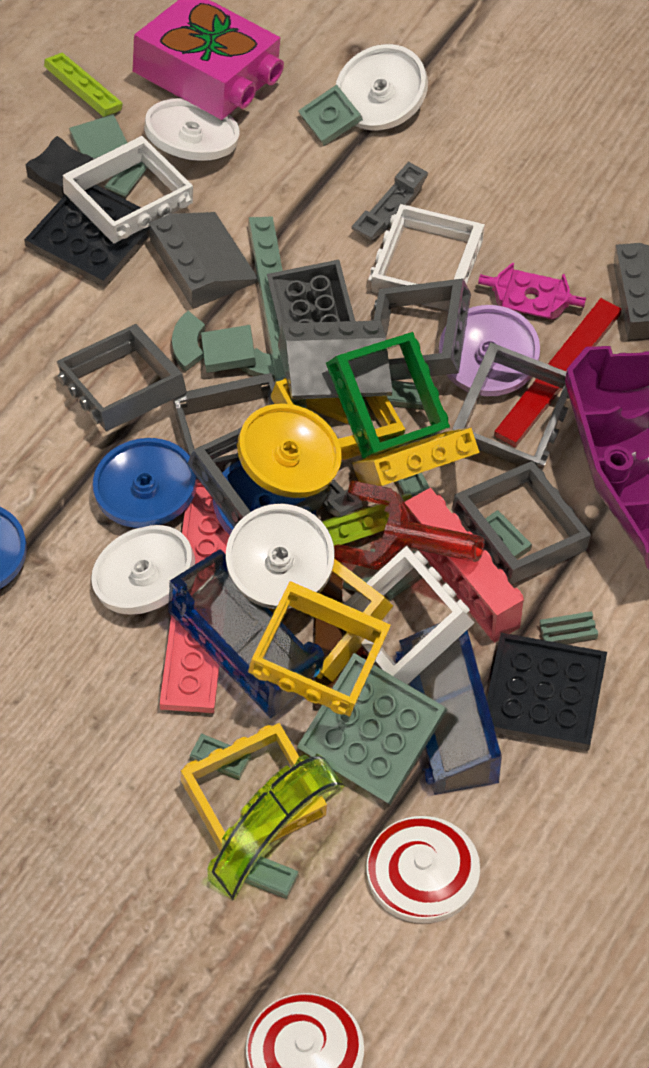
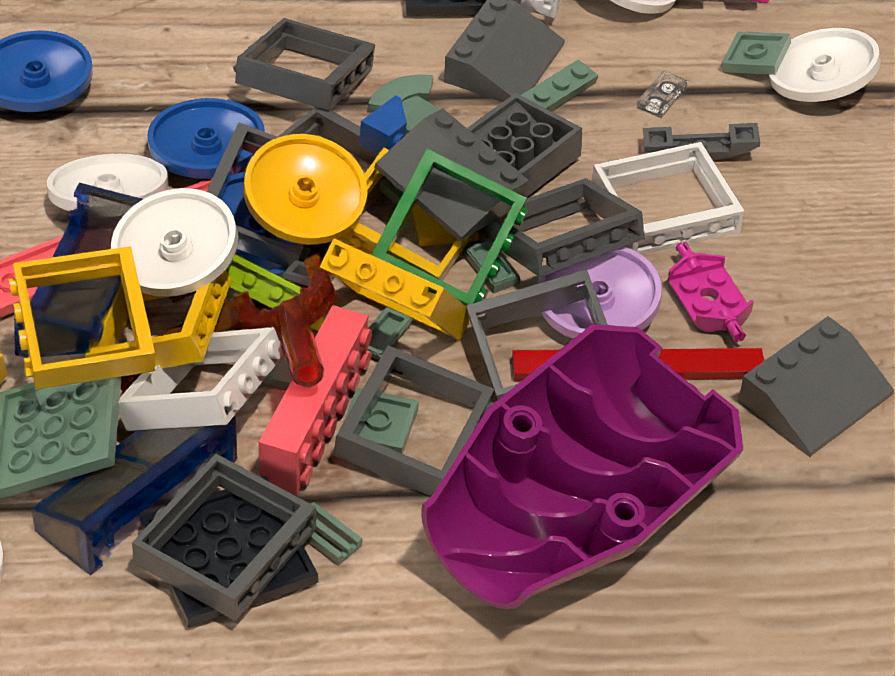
camera: 50 degrees right, 10 degrees down
(245, 369) = (383, 126): none -> blue slope
(319, 194) = (662, 94): none -> clear tile
(564, 631) = (217, 472): none -> dark grey window

